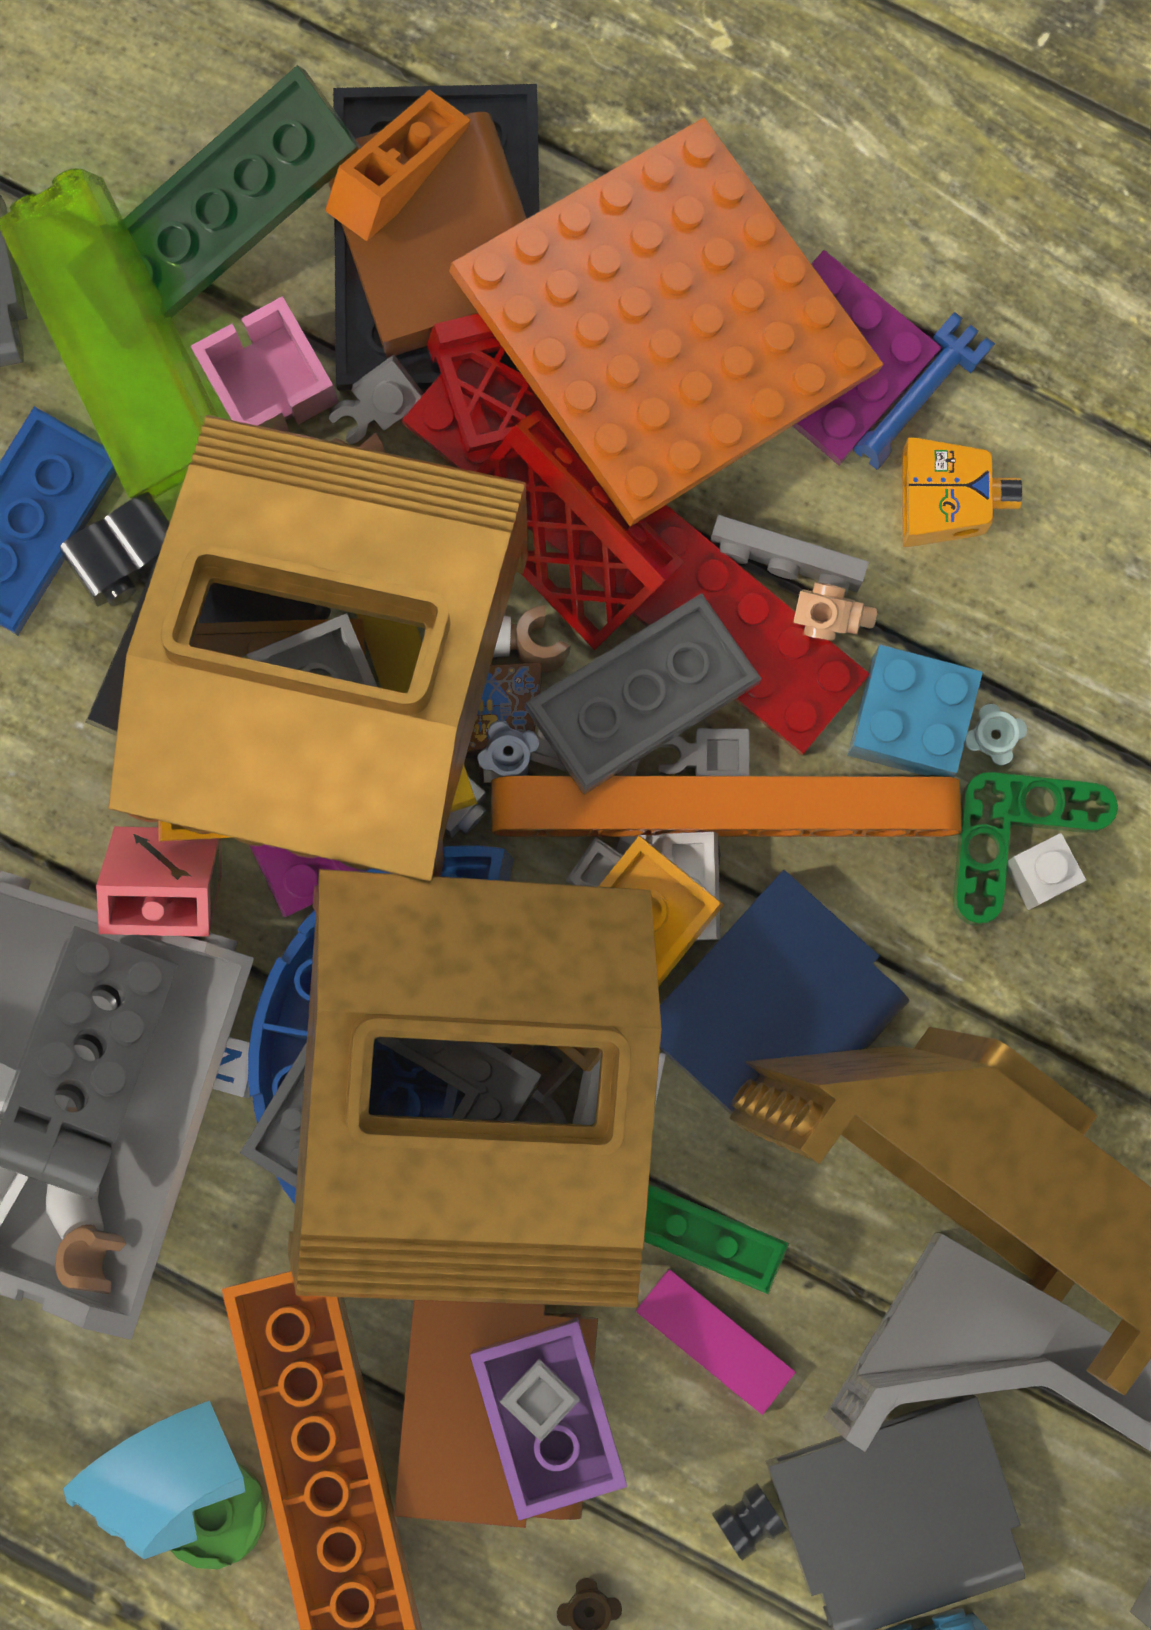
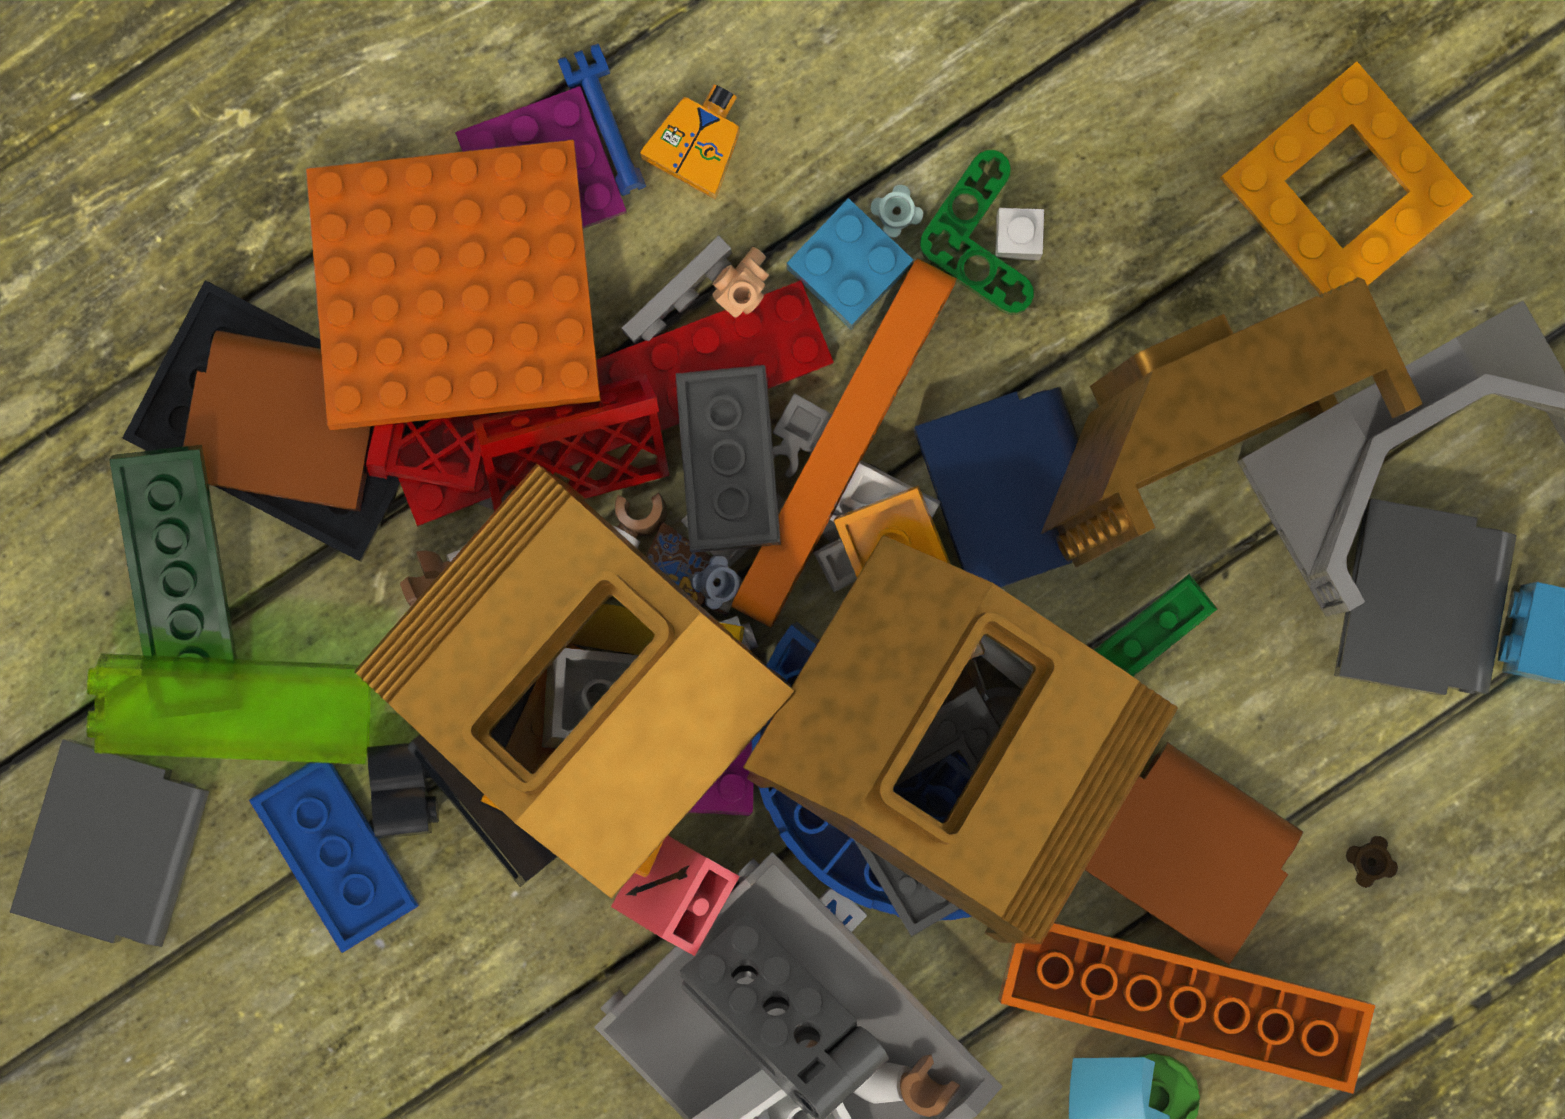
camera: 55 degrees left, 5 degrees up
(271, 376) = (325, 610): bright pink piece -> none
(382, 395) = (387, 531): light grey plate -> none
(394, 164) = (225, 425): orange slope -> none
(540, 1400) = (1205, 812): light grey tile -> none
(580, 1452) = (1220, 814): medium lavender brick -> none
(715, 1341) = (1229, 665): dark pink tile -> none
(749, 1521) = (1370, 711): black wheel -> none

